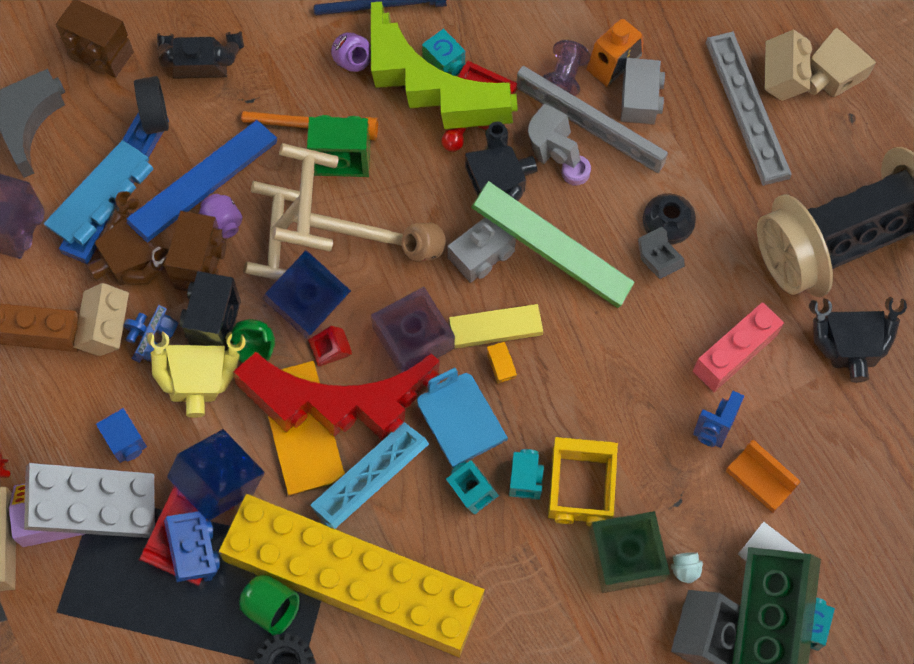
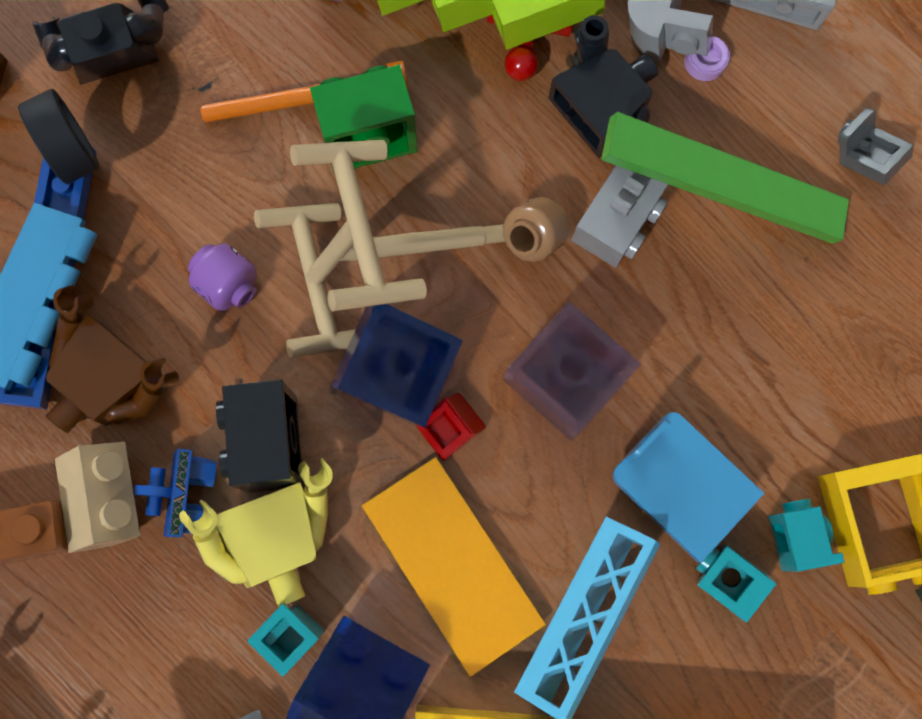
camera: 20 degrees left, 10 degrees up
(122, 436) = (190, 669): blue brick -> none
(184, 429) = (286, 637): none -> teal brick
(193, 248) = (203, 346): reddish brown piece -> none
(201, 181) = (174, 235): blue tile -> none
(257, 337) = (346, 454): green hair -> none
(335, 407) = (423, 532): red arch -> none
(496, 326) = (681, 321): light yellow tile -> none
(501, 362) = (707, 377): light orange piece -> none
(677, 228) = (845, 99): black piece -> none

